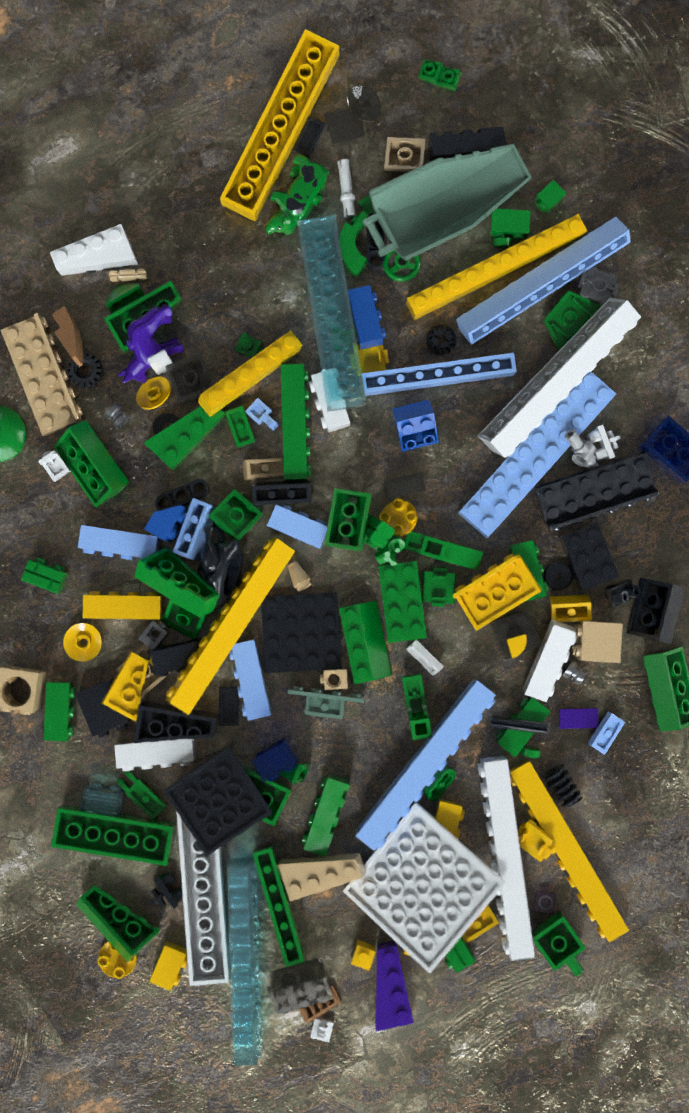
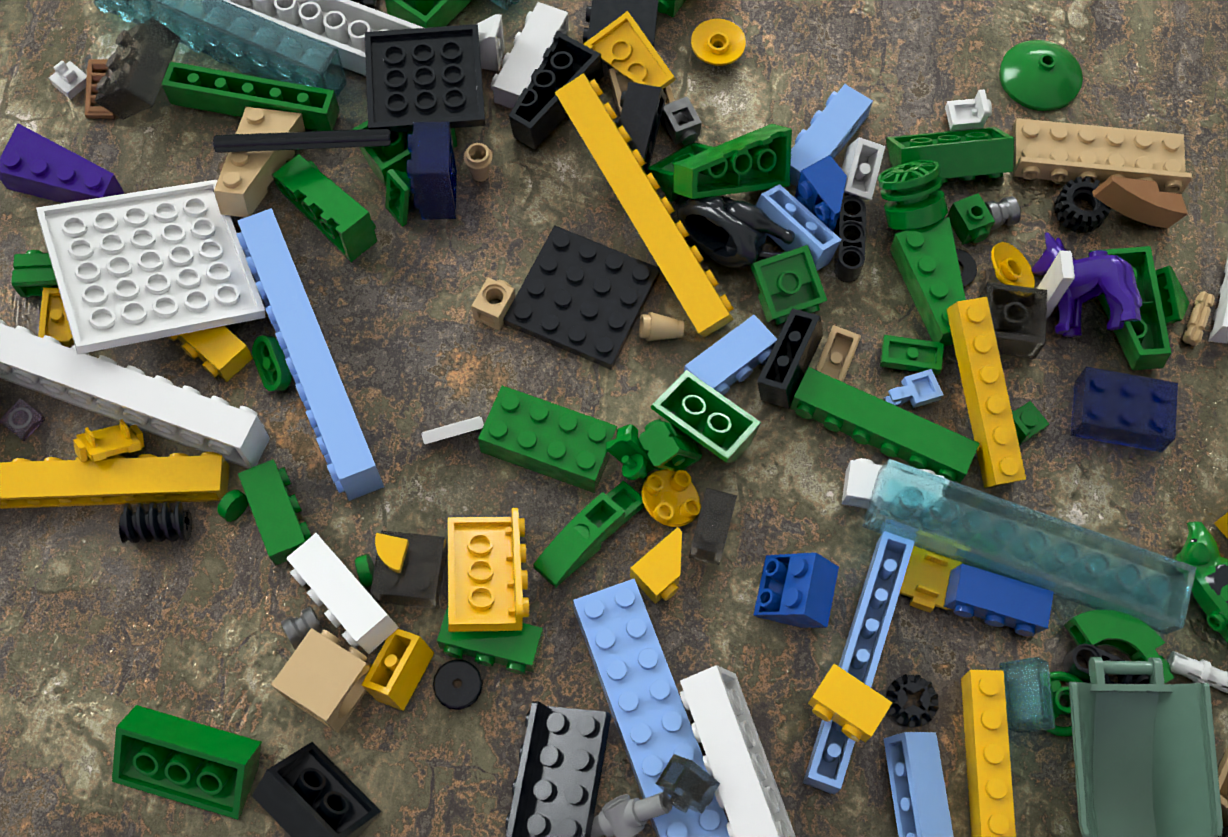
camera: 115 degrees right, 20 degrees down
(44, 575) = (826, 40): green brick -> none
(122, 607) = (740, 100): yellow brick -> none
(131, 430) = (971, 219): none -> green brick
(134, 509) = (862, 167): none -> white slope
(140, 470) = (913, 195): none -> green wheel
(142, 795) = (509, 11): green hinge -> none
(160, 782) = (491, 42): none -> white slope
(213, 294) = (1124, 409): none -> clear blue brick
(228, 706) = (537, 166): black tile -> none
(249, 745) = (478, 160): none -> tan cone
(251, 680) = (556, 203): light blue brick -> none
(301, 847) = (301, 140): none -> black axle
(324, 704) = (468, 274): sand green bracket -> none
(363, 954) = (121, 161): yellow brick -> none
(365, 642) = (522, 360): green slope -> none
(410, 281) = (1028, 695): none -> clear light blue brick
(416, 706) = (388, 384): green arch -> none
(438, 587) = (540, 503): green piece -> none
(442, 502) = (660, 568): none -> yellow slope
(471, 366) = (849, 704): none -> yellow brick
(521, 725) = (277, 499): black axle -> none
(526, 658) = (365, 569): none -> green tile
(557, 427) = (687, 784): none -> clear smoke brick
(578, 718) = (234, 600): dark purple tile -> none
(588, 557) = (458, 741): black brick -> none
(606, 732) = (187, 626): light blue plate -> none
(621, 593) = (375, 759): black hips -> none

